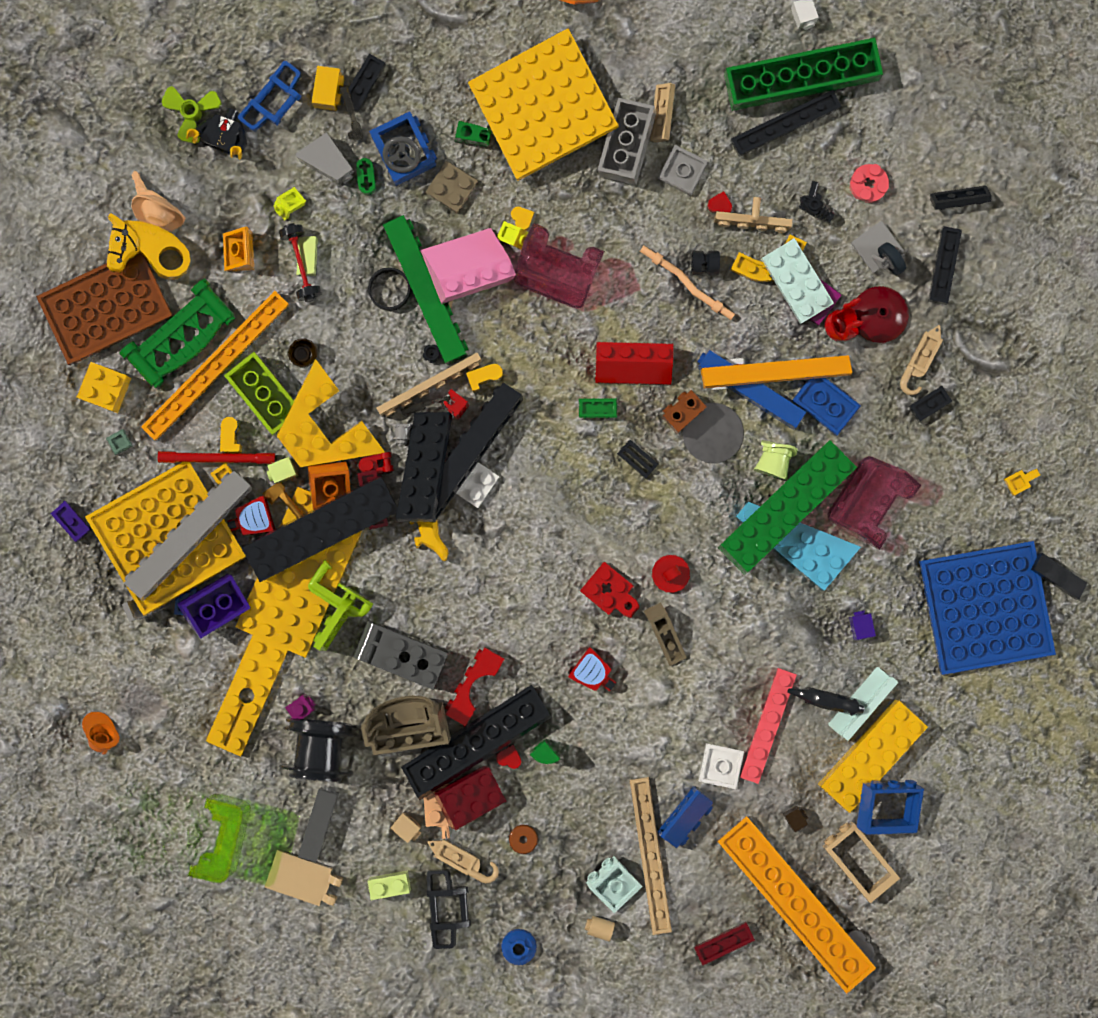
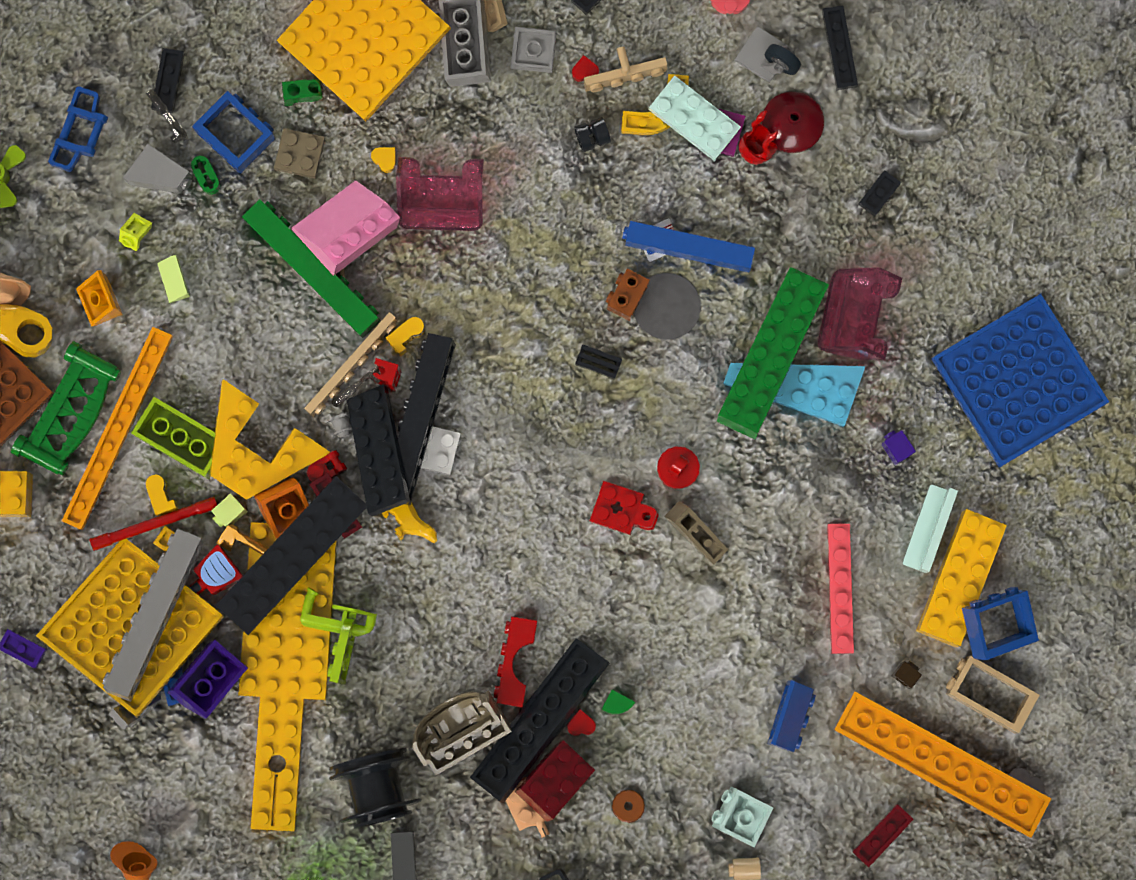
camera: 20 degrees left, 5 degrees down
(119, 442) = (44, 546): sand green tile -> none
(221, 134) = (37, 185): black torso -> none
(301, 707) = (340, 752): magenta bracket -> none
(302, 352) = (205, 380): dark brown hair -> none
(308, 292) = (148, 261): black axle -> none
(327, 88) = (132, 99): yellow brick -> none
(383, 270) = (266, 261): black tyre -> none
(384, 649) = (405, 658): dark grey hinge -> none
(401, 147) = (235, 129): dark grey piece -> none
(406, 827) = (500, 840): tan brick -> none
(431, 358) = (342, 326): black plate -> none
(461, 860) = (571, 853): tan plate -> none
(512, 235) = (381, 179): neon yellow bracket -> none
(592, 672) = (635, 600): torso -> none
(598, 408) = (537, 324): green plate -> none
(634, 363) = (557, 264): red slope -> none
(650, 855) = (769, 772): tan tile -> none
(717, 306) = (620, 174): light nougat bar -> none
(721, 766) = (807, 649): white tile -> none
(775, 459) = (742, 308): yellowish green hat -> none
(776, 371) = (708, 218): light orange tile -> none
(813, 205) = (681, 35): black piece -> none
(826, 404) = (772, 232): blue tile -> none
(828, 700) = (893, 537): black animal -> none
(921, 359) = (853, 151): tan plate -> none
(1019, 481) = (1003, 238): yellow plate -> none
(1059, 576) = (1081, 320): black tile -> none

